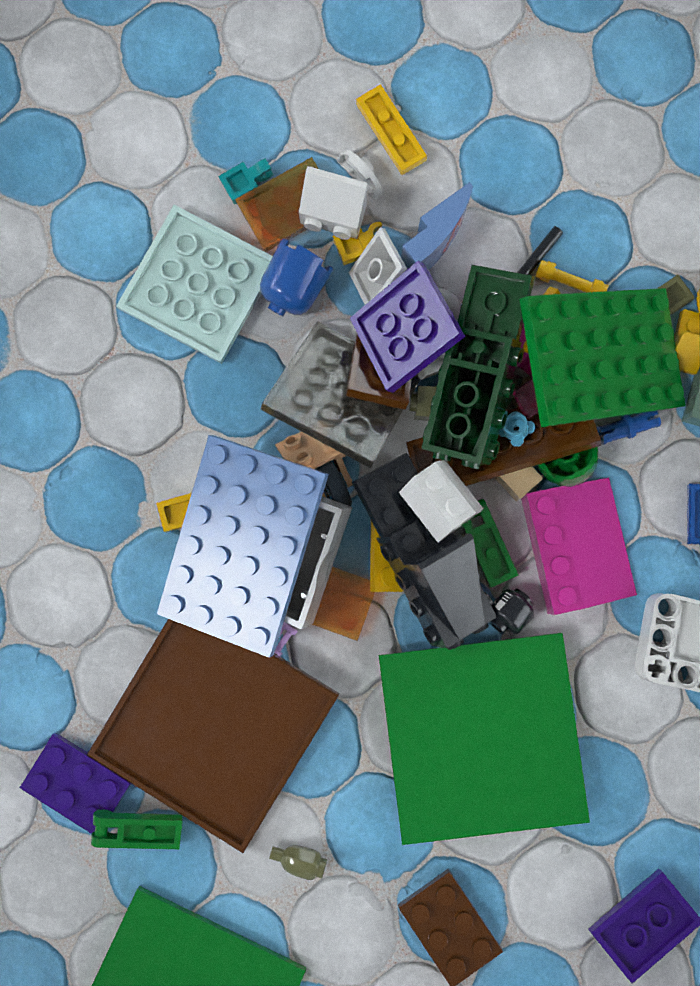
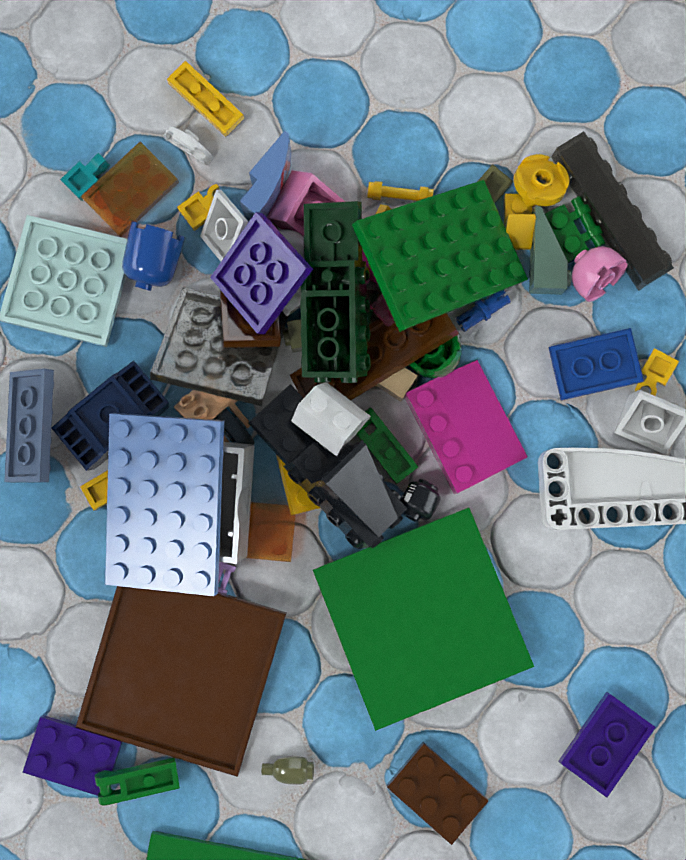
camera: 20 degrees left, 0 degrees up
(120, 426) = (29, 426): none -> sand blue plate
(181, 440) = (87, 424): none -> dark blue plate
(333, 203) = (168, 179): white slope -> none
(455, 261) = (299, 190): none -> bright pink slope
(516, 419) = (381, 330): medium azure plate -> none
(541, 251) = (366, 175): black bar -> none

